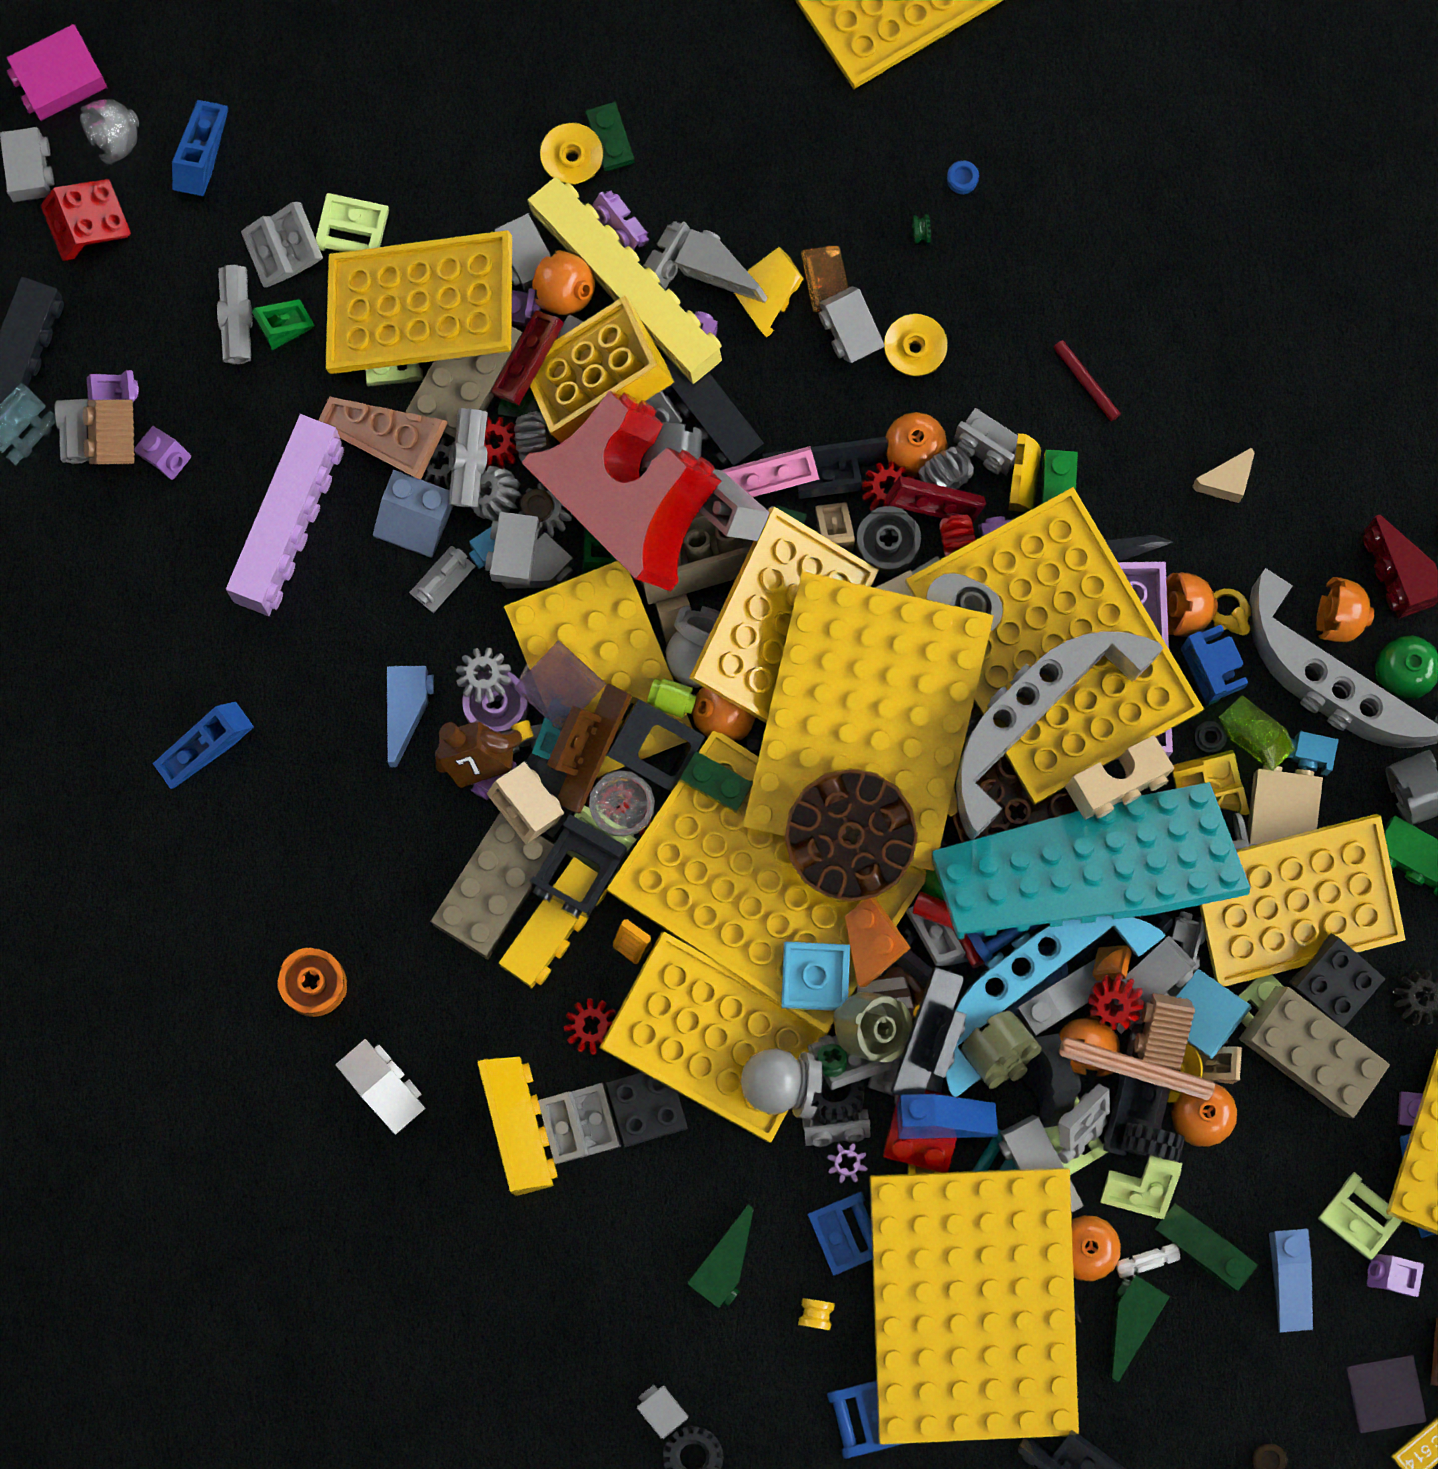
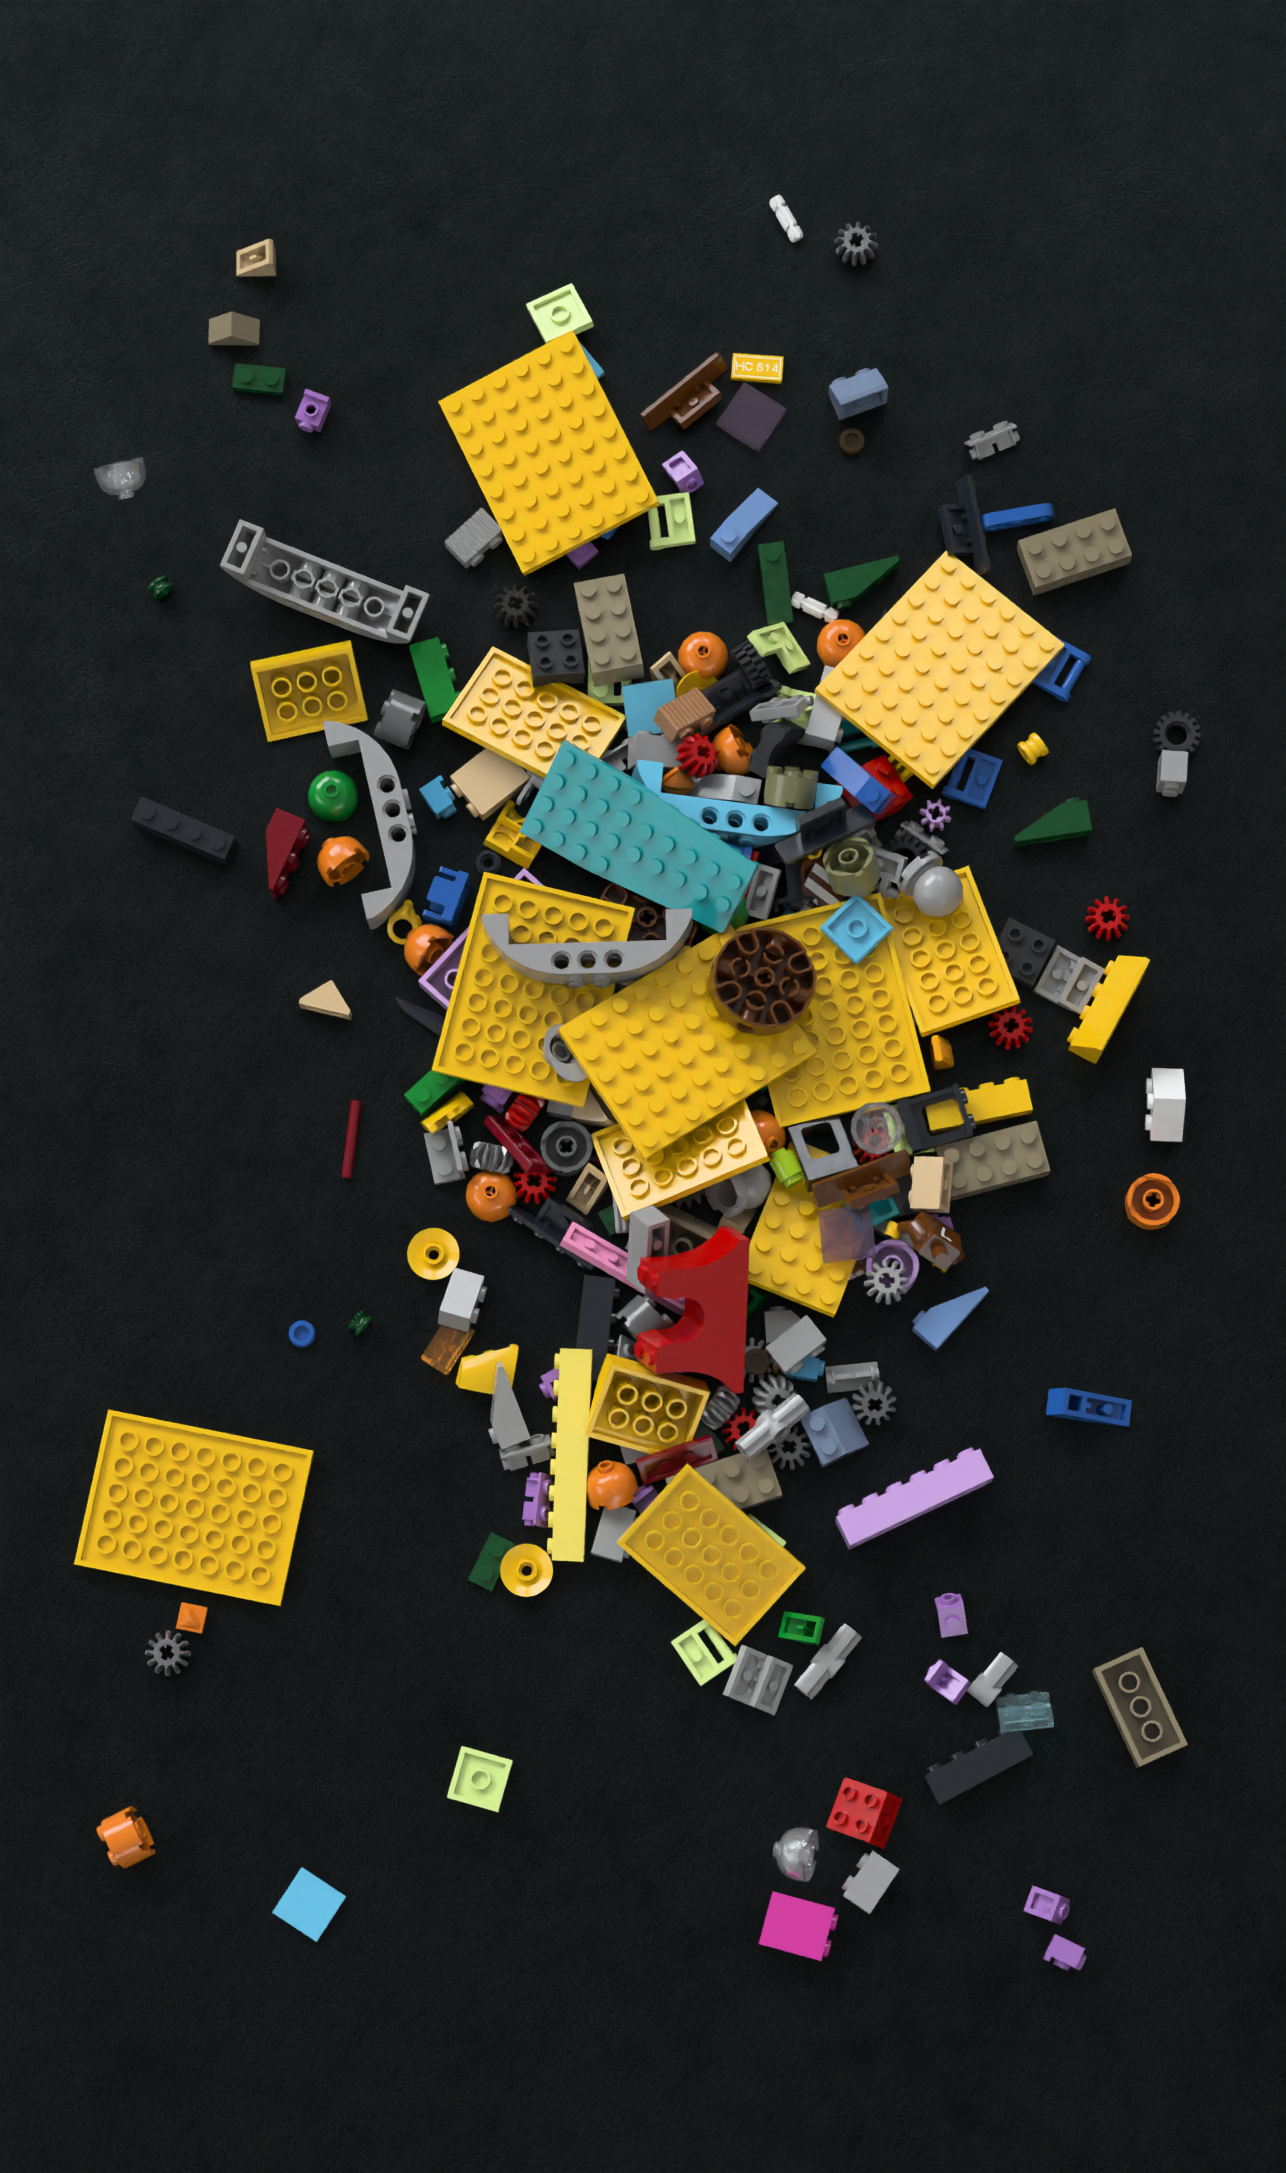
camera: 130 degrees left, 0 degrees up
(109, 431) = (972, 1652): medium nougat brick -> none
(198, 148) = (751, 1791): blue slope -> none
(390, 435) = (805, 1489): nougat wing -> none
(400, 570) = (875, 1393): none -> dark grey gear
(605, 1219) = (1102, 910): none -> red gear
(716, 781) = (807, 1093): dark green plate -> none
(828, 1052) = (890, 880): dark green bush -> none
(873, 941) = (805, 914): orange wing -> none
(932, 909) = (752, 903): red cylinder -> none
(1097, 791) = (551, 870): tan arch -> none
(1136, 1068) = (722, 708): nougat axle -> none
(1257, 733) = (462, 835): clear neon green brick -> none

